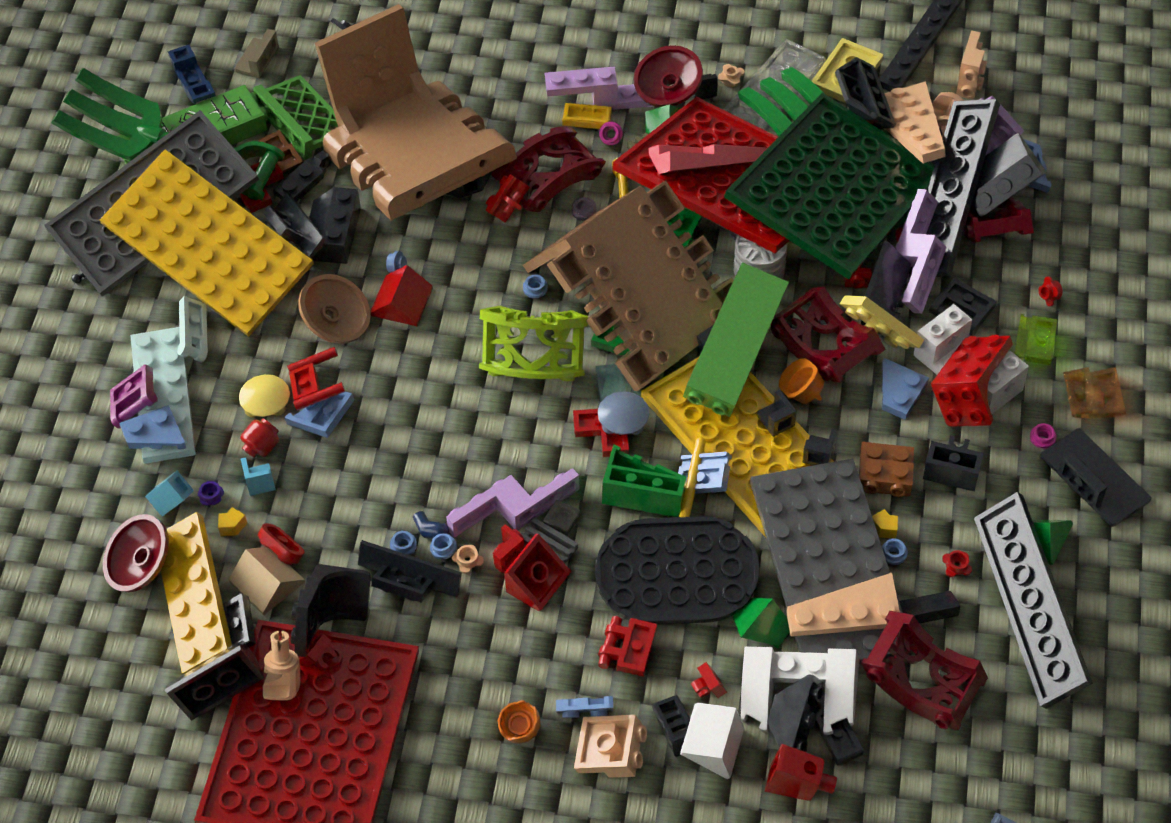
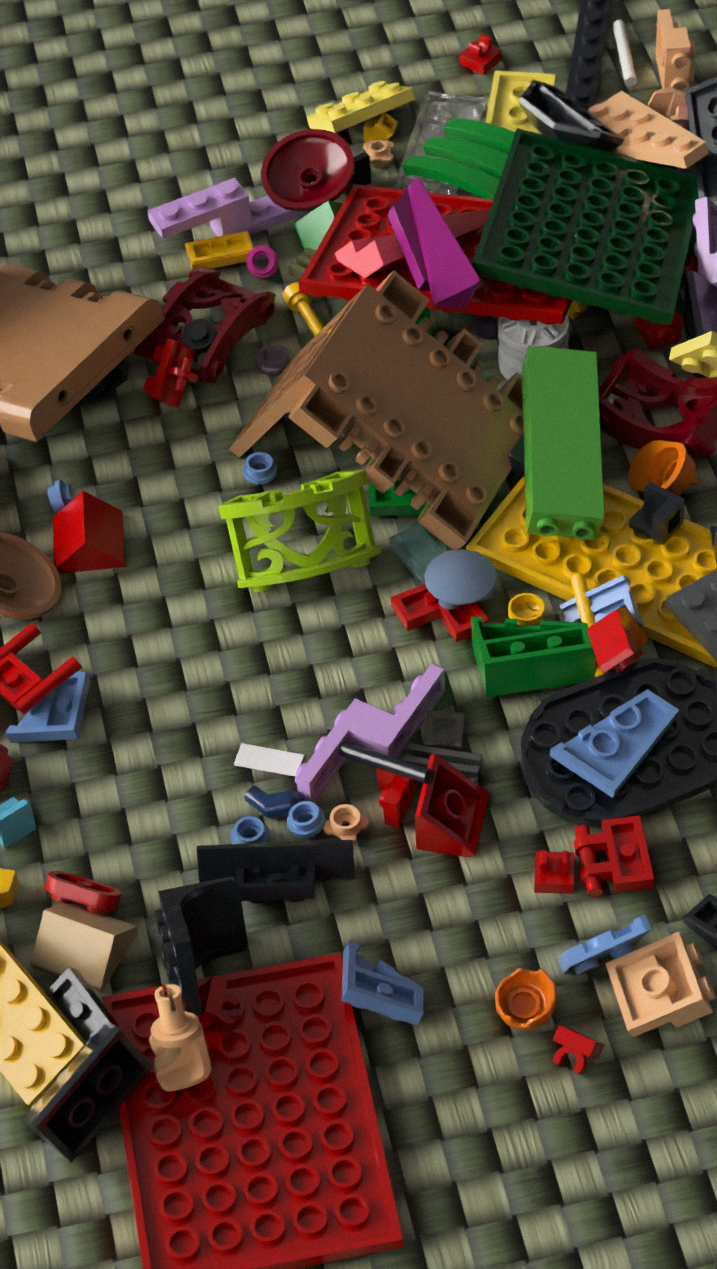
camera: 20 degrees left, 5 degrees down
(430, 679) = (379, 988): none -> medium blue wing
(442, 495) = (268, 759): none -> white sticker
(506, 528) = (386, 763): none -> black bar
(535, 177) = (199, 335): none -> black plate
(537, 764) = (577, 1044): none -> red tile
(584, 642) = (554, 872): none -> red tile
(655, 452) = (527, 609): none -> yellow wheel
(662, 570) = (617, 744): none -> medium blue wing
(699, 496) = (617, 640): none -> red slope
(705, 169) = (432, 249): none -> magenta wedge
(733, 36) = (360, 107): none -> light yellow plate
(740, 56) = (379, 127): none -> yellow piece
(841, 22) = (481, 55): none -> red tile
(944, 52) = (624, 53): none -> white bar

